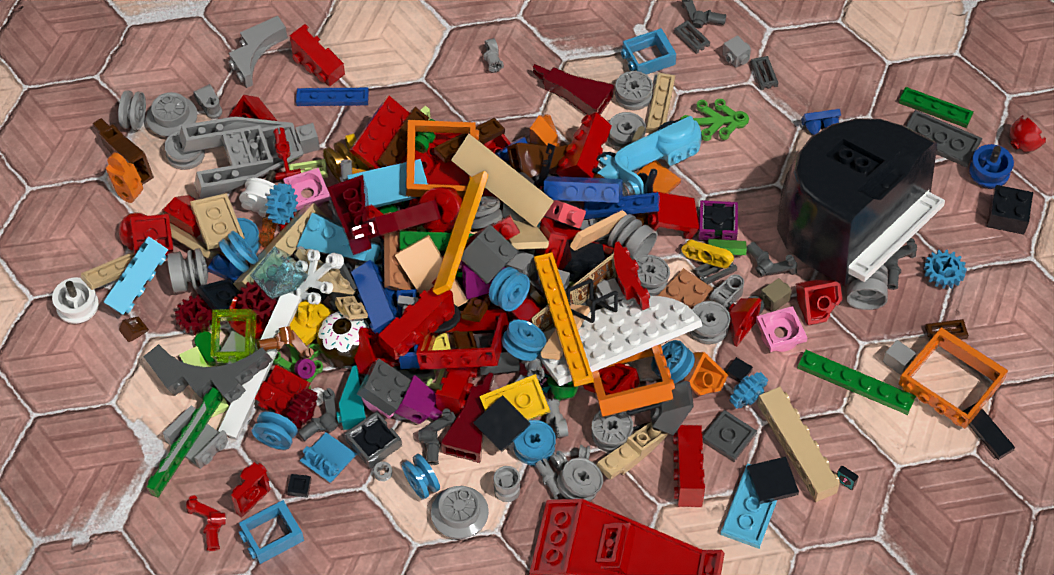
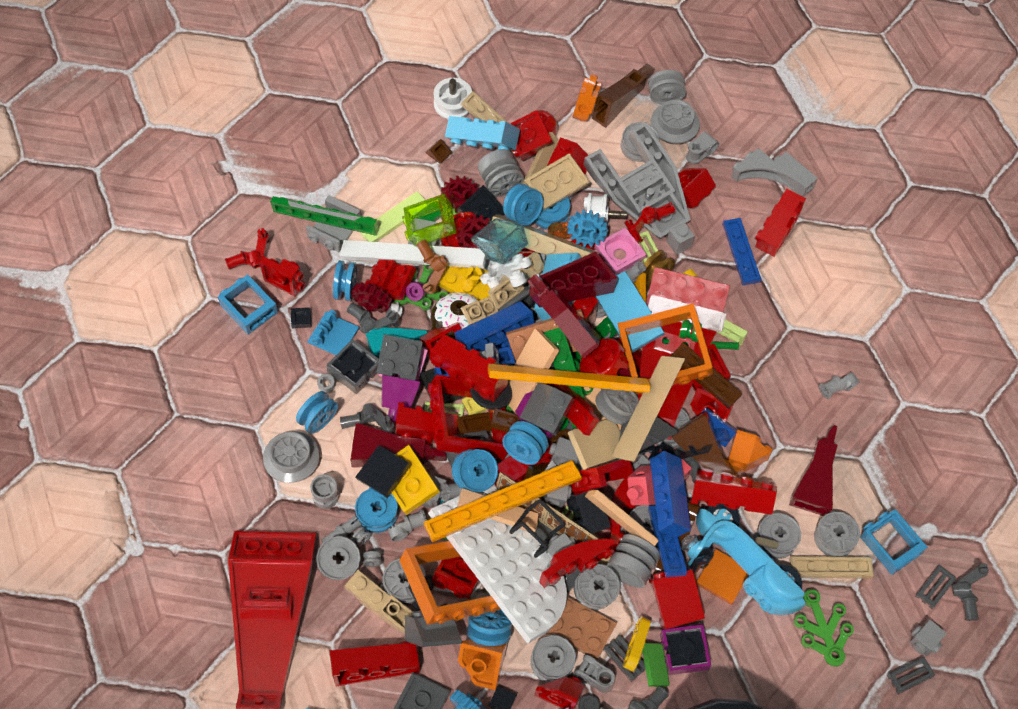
camera: 75 degrees right, 5 degrees up
(226, 378) = (390, 196): dark grey arch -> none

